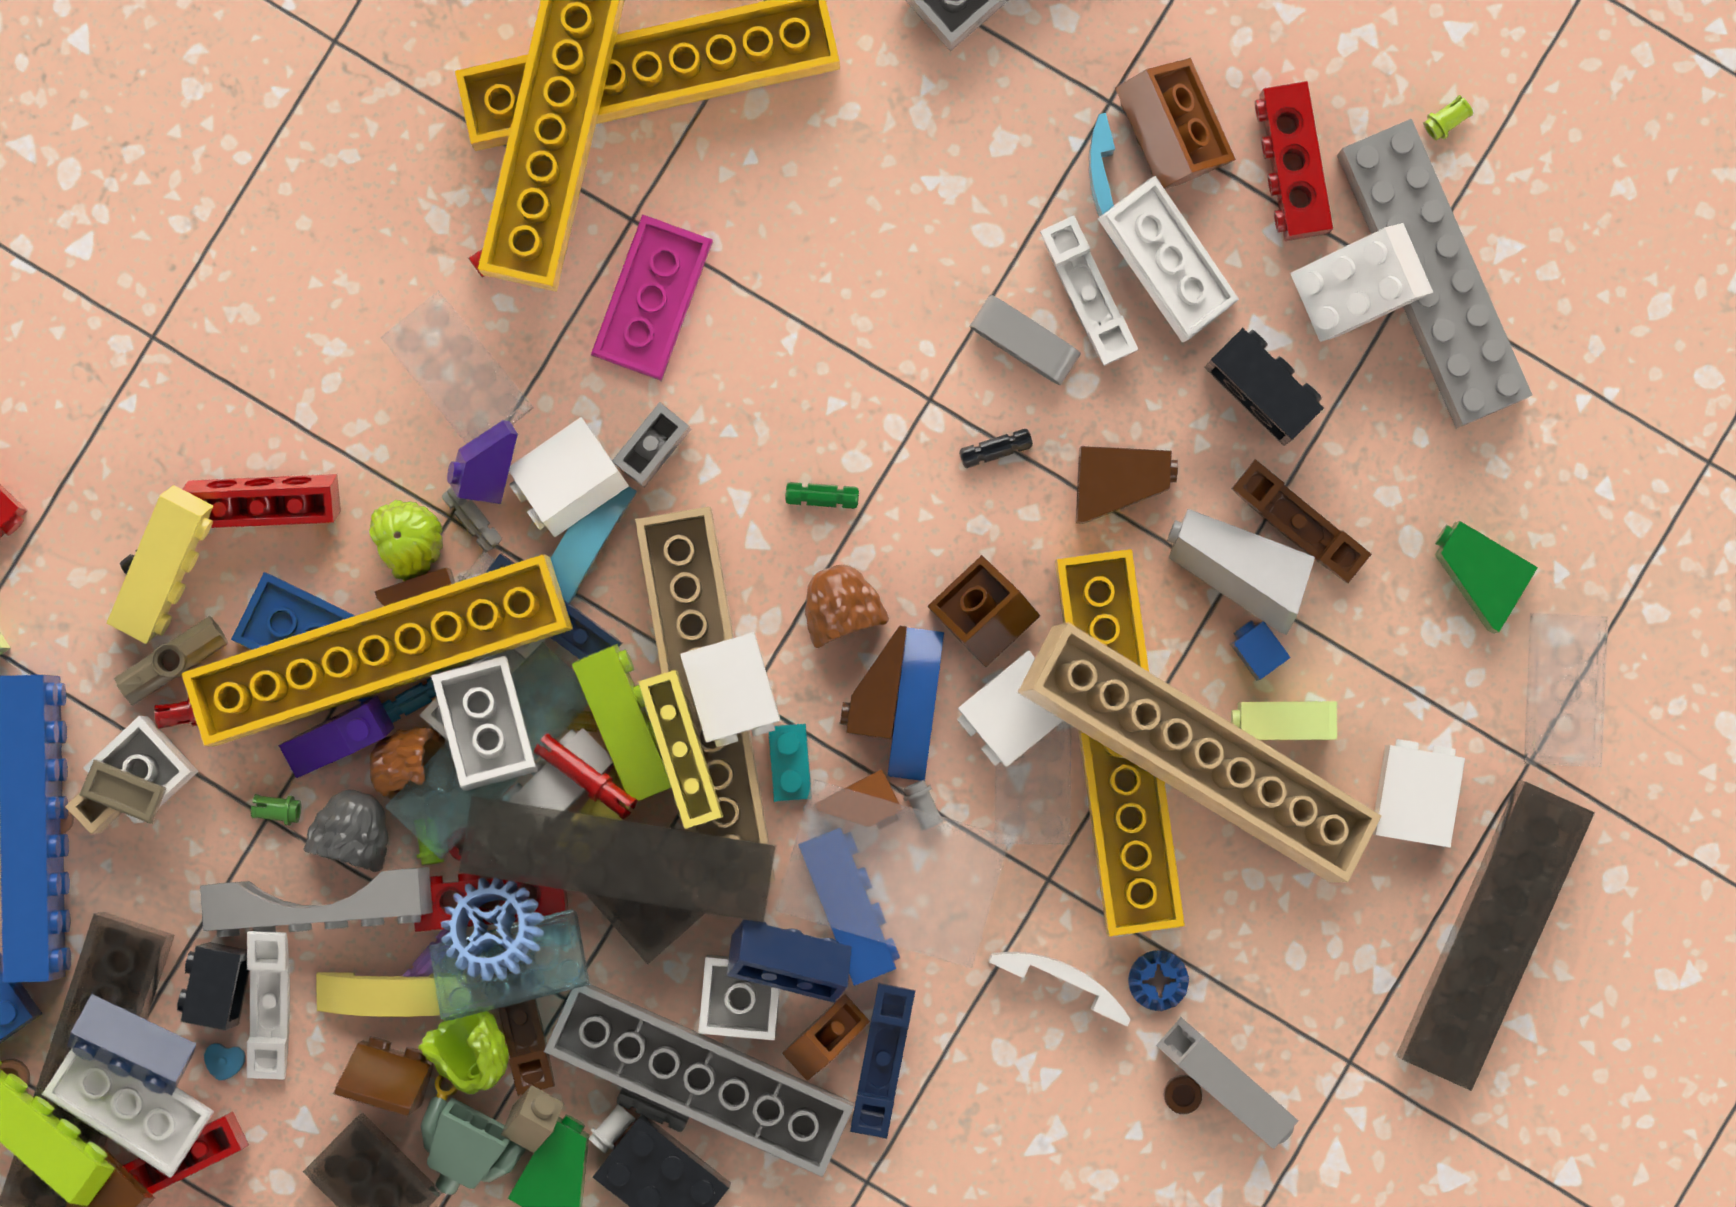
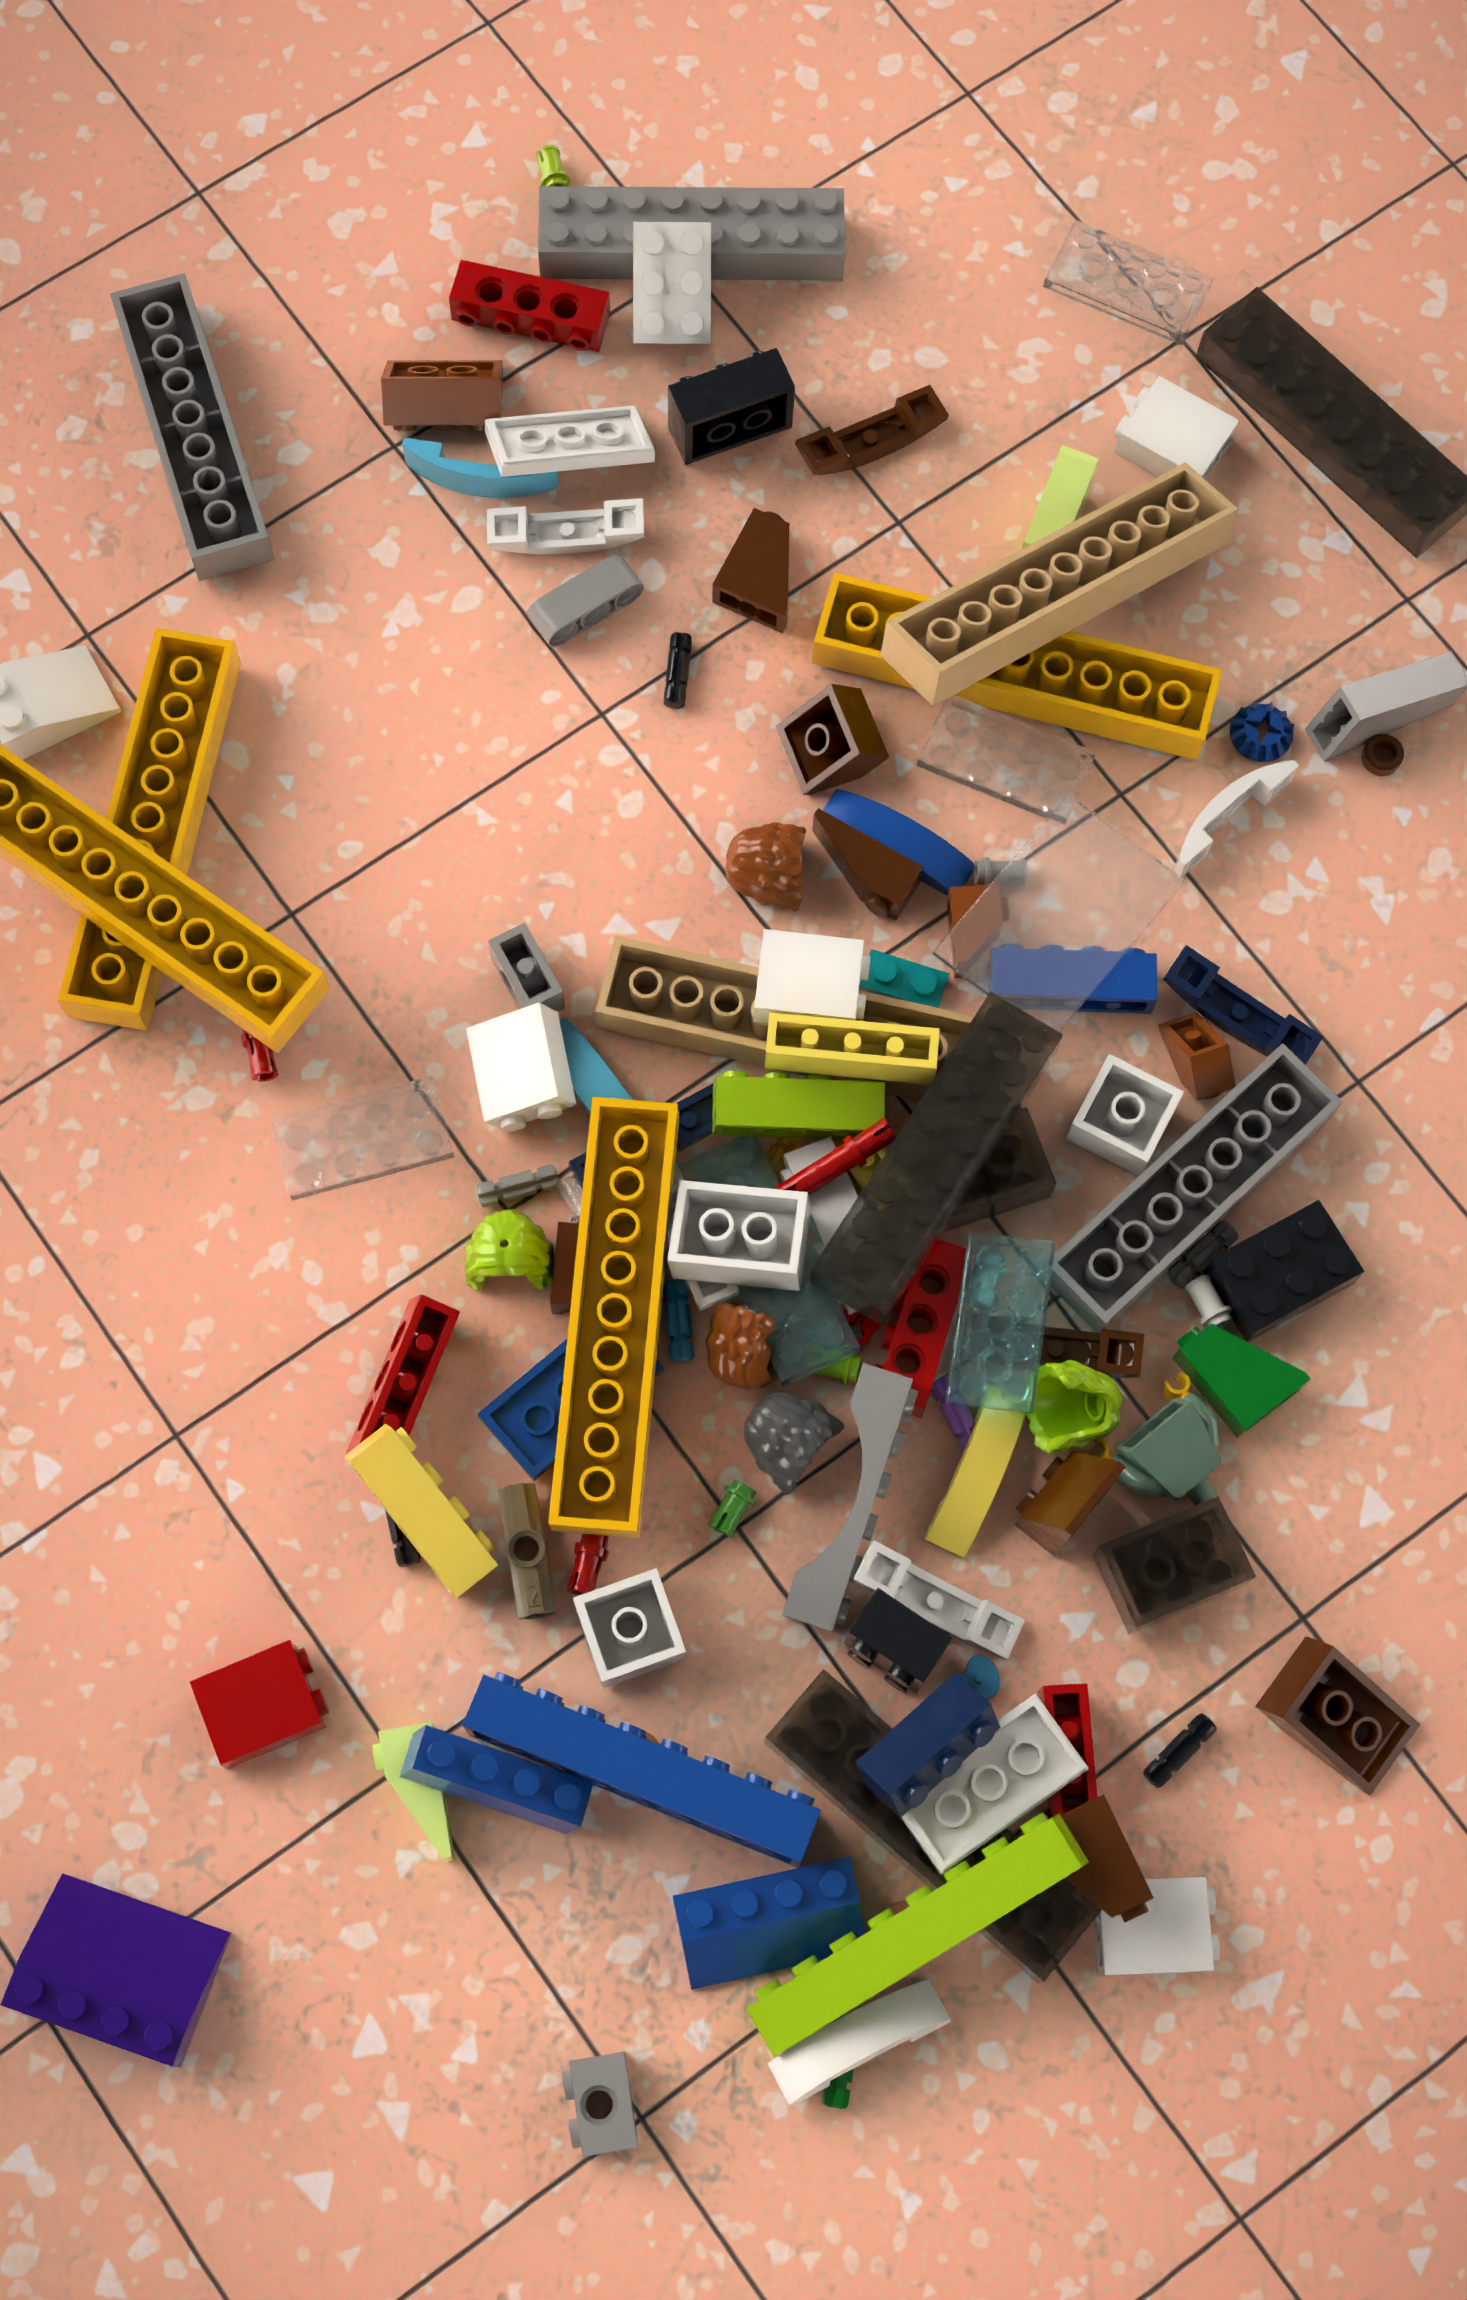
camera: 75 degrees left, 15 degrees down
(91, 814) = (649, 1693): tan brick -> none
(123, 791) = (647, 1646): dark tan tile -> none
(337, 737) = (685, 1410): dark purple slope -> none
(481, 939) = (938, 1286): light blue gear -> none
(484, 464) = (469, 1139): dark purple slope -> none
(532, 1118) = (1171, 1366): dark tan brick -> none
(651, 297) = (378, 924): dark pink tile -> none
(789, 960) = (1110, 1037): dark blue brick -> none
(822, 495) = (650, 844): green axle -> none
(1005, 717) = (944, 743): white brick -> none
(1243, 566) = (894, 491): slope -> none
(1259, 649) = (978, 515): blue brick -> none
(1483, 572) = (990, 301): green slope -> none

